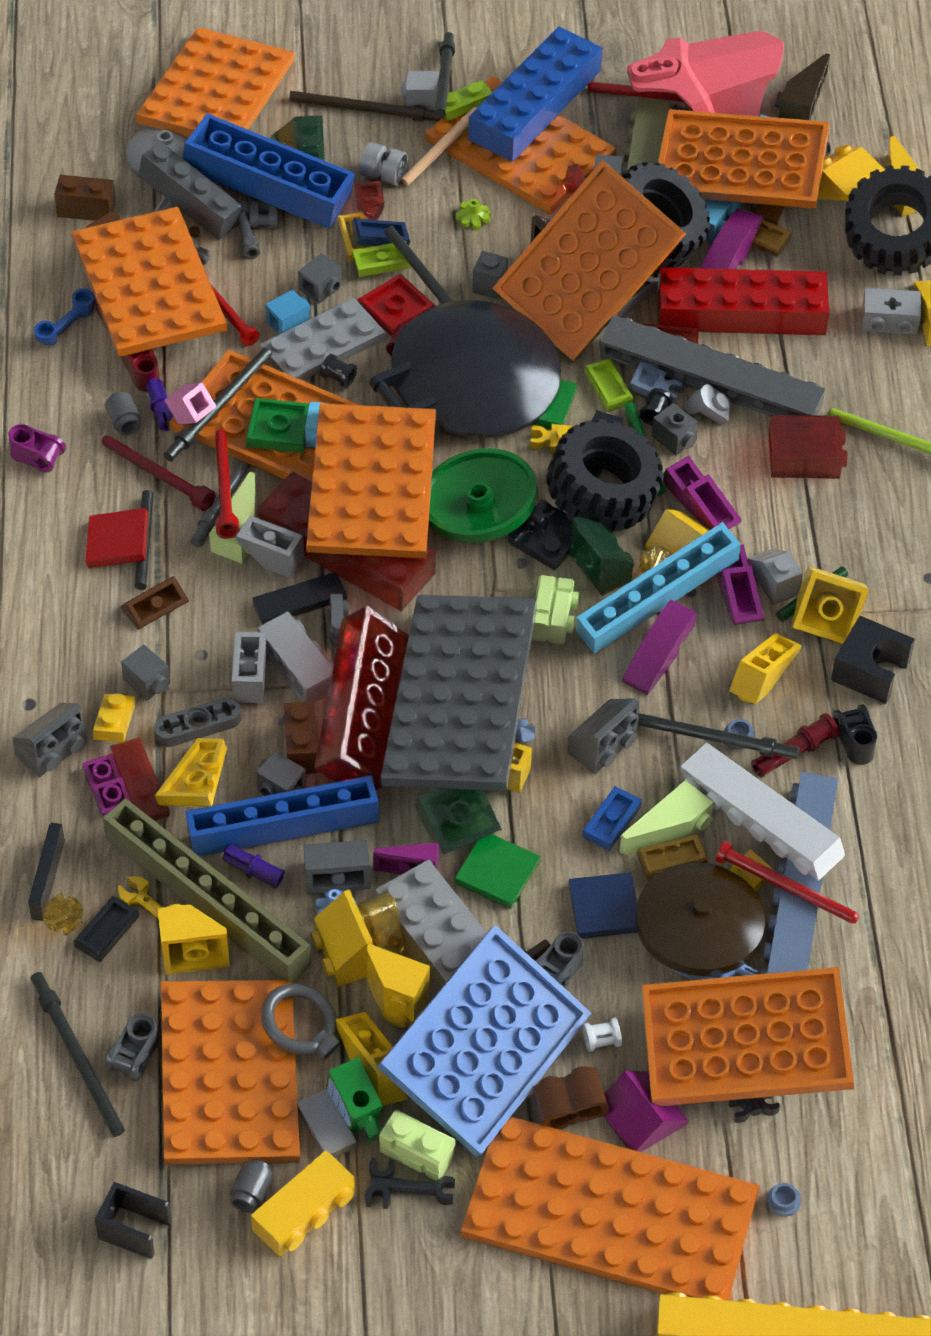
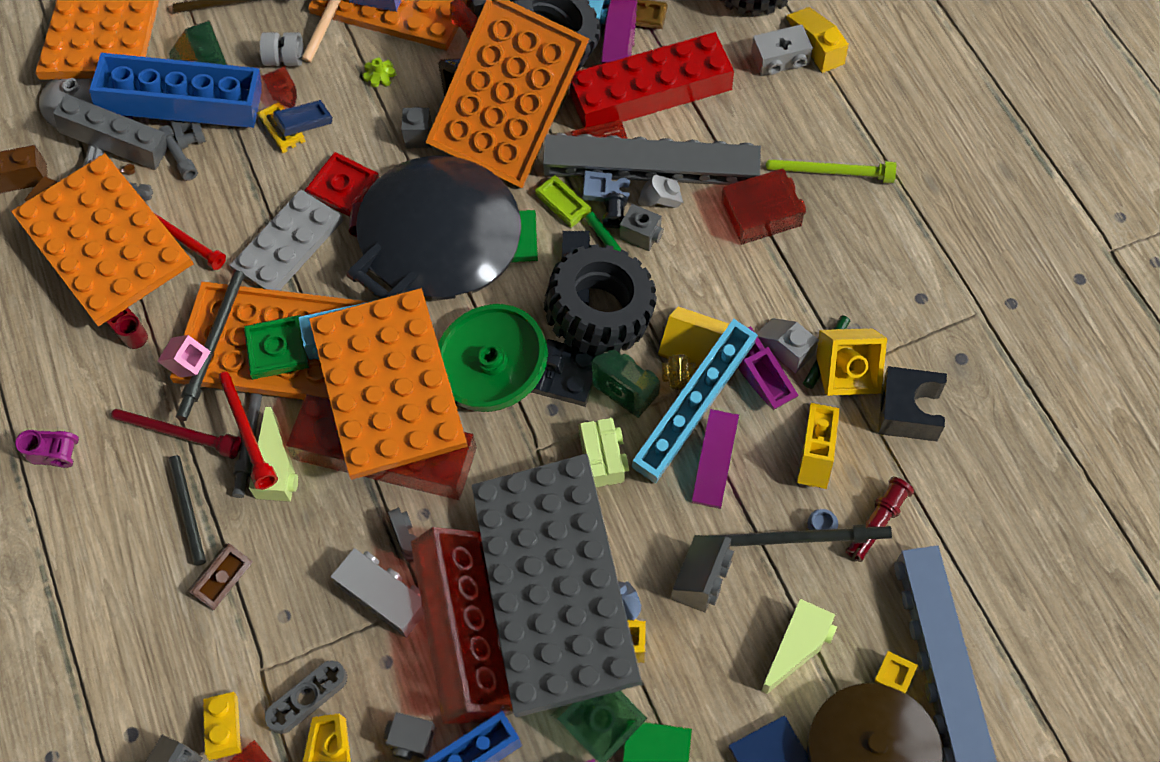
camera: 15 degrees left, 10 degrees up
(83, 304) = (48, 279): blue bar -> none
(117, 538) = (159, 519): red tile -> none
(123, 413) = (122, 381): dark grey brick -> none
(145, 672) = (237, 664): dark grey brick -> none
(157, 396) = (151, 354): dark purple axle -> none
(249, 667) = (337, 622): light grey brick -> none
(272, 546) = (313, 479): light grey slope -> none
(287, 311) = (244, 224): dark azure brick -> none
(298, 597) = (357, 522): black tile -> none
(301, 734) = (414, 681): reddish brown brick -> none
(320, 278) = (263, 180): dark grey brick -> none
(329, 368) = (312, 268): black bush -> none
(378, 260) = (313, 142): lime plate -> none
(417, 265) = (350, 141): pearl dark grey bar -> none
(547, 438) = (539, 270): yellow plate -> none
(612, 818) = (743, 661): blue plate -> none
(670, 853) = (815, 683): pearl gold plate -> none
(699, 495) = (691, 288): magenta slope -> none
(726, 853) = (942, 683): red bar -> none
(763, 812) = (889, 611): white brick -> none
(856, 734) = (925, 481): black piece -> none

